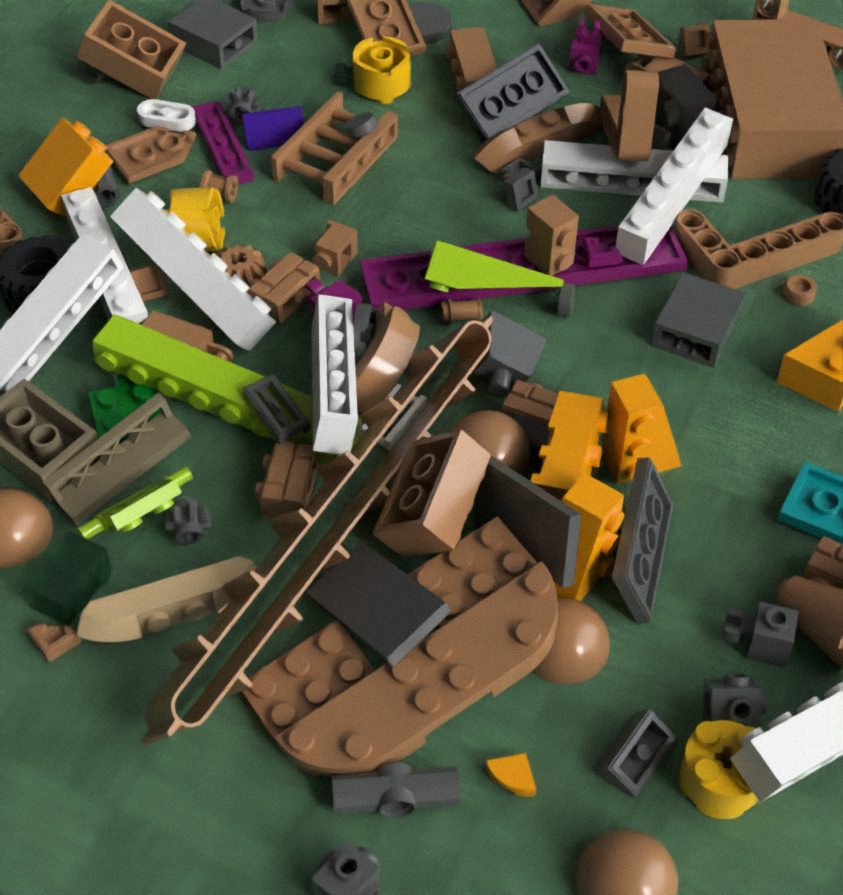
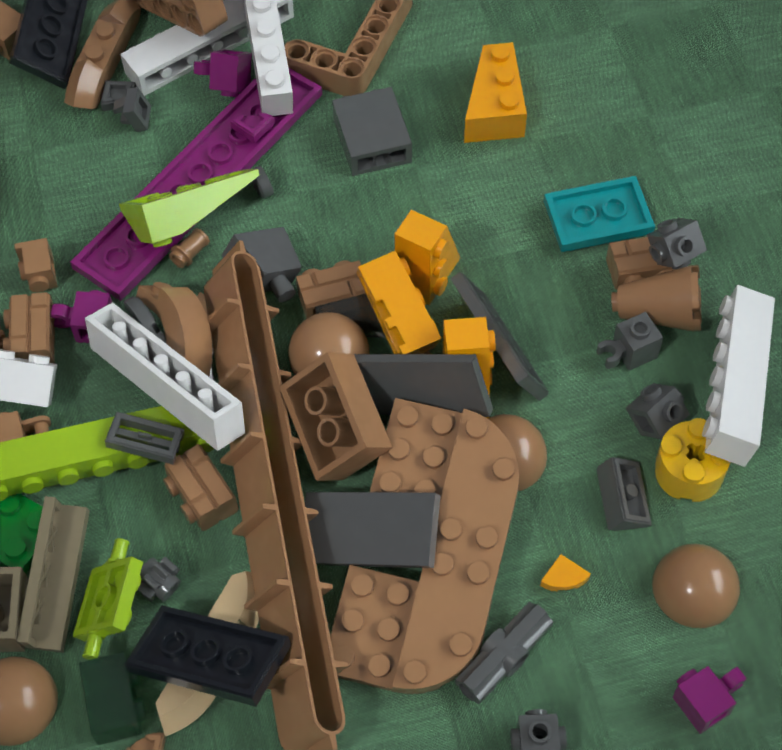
camera: 40 degrees left, 10 degrees up
(155, 593) = (208, 655): none -> black tile
(551, 235) = (217, 138): medium nougat brick -> none
(615, 200) = (227, 70): none -> magenta brick
(799, 290) = (416, 55): medium nougat tile -> none

